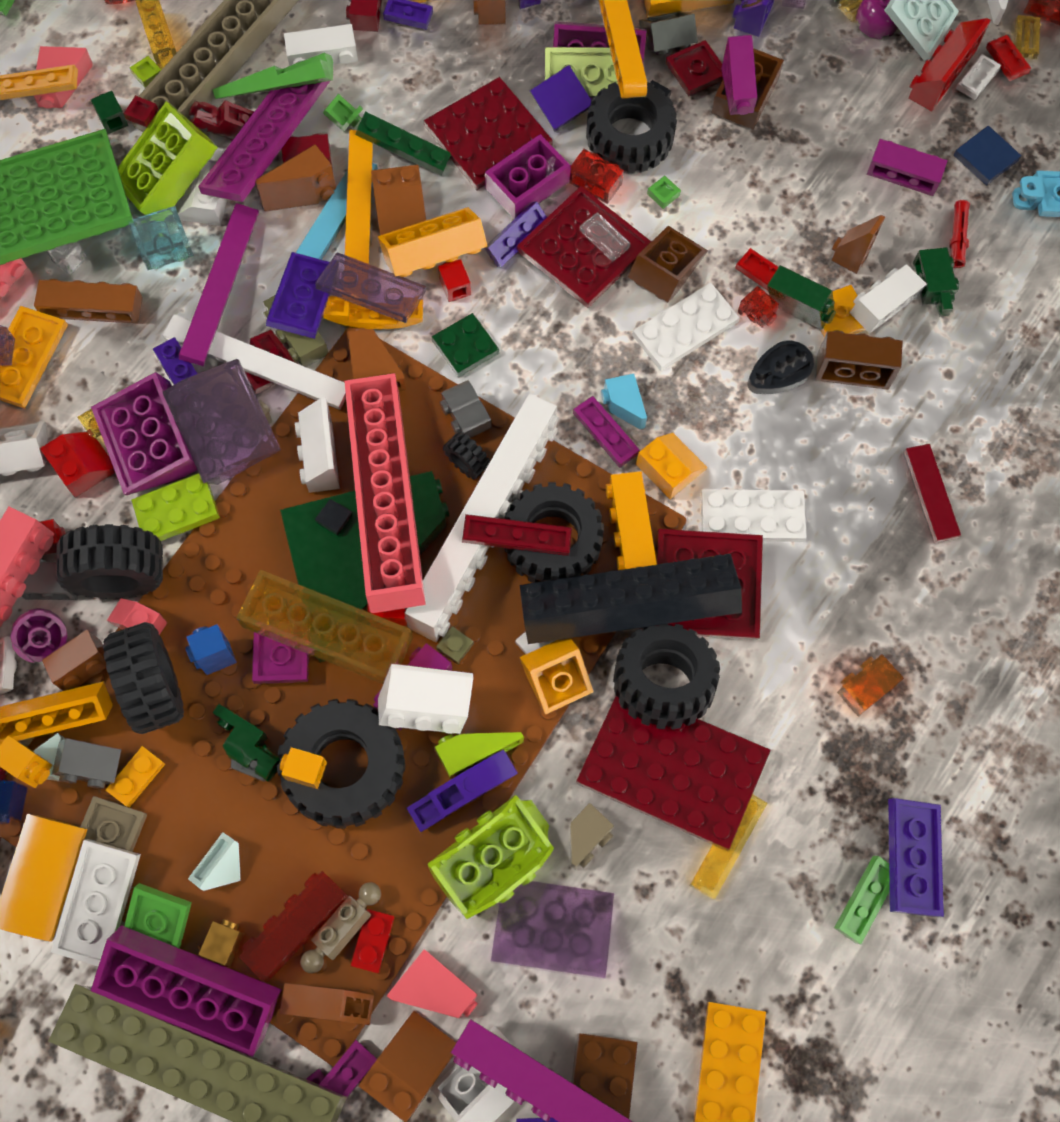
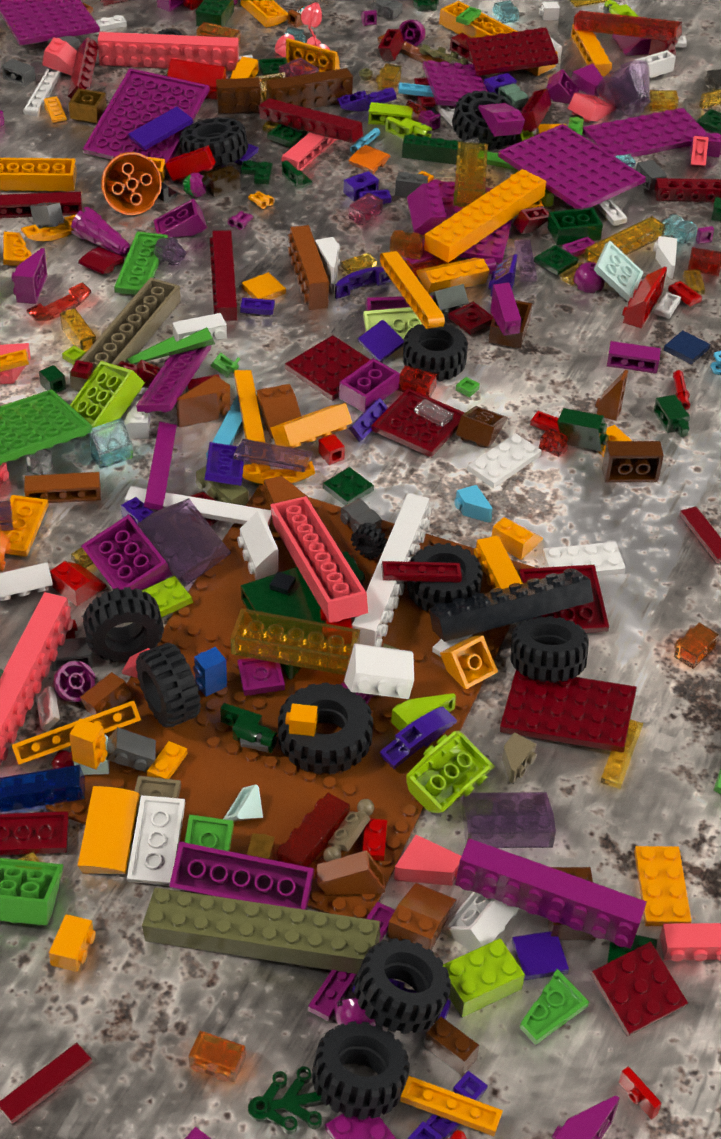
camera: 10 degrees left, 25 degrees down
(403, 143) = (274, 375): dark green plate -> none
(606, 431) = (464, 523): magenta plate -> none
(777, 356) = (571, 480): black piece -> none
(887, 297) = (643, 425): white brick -> none

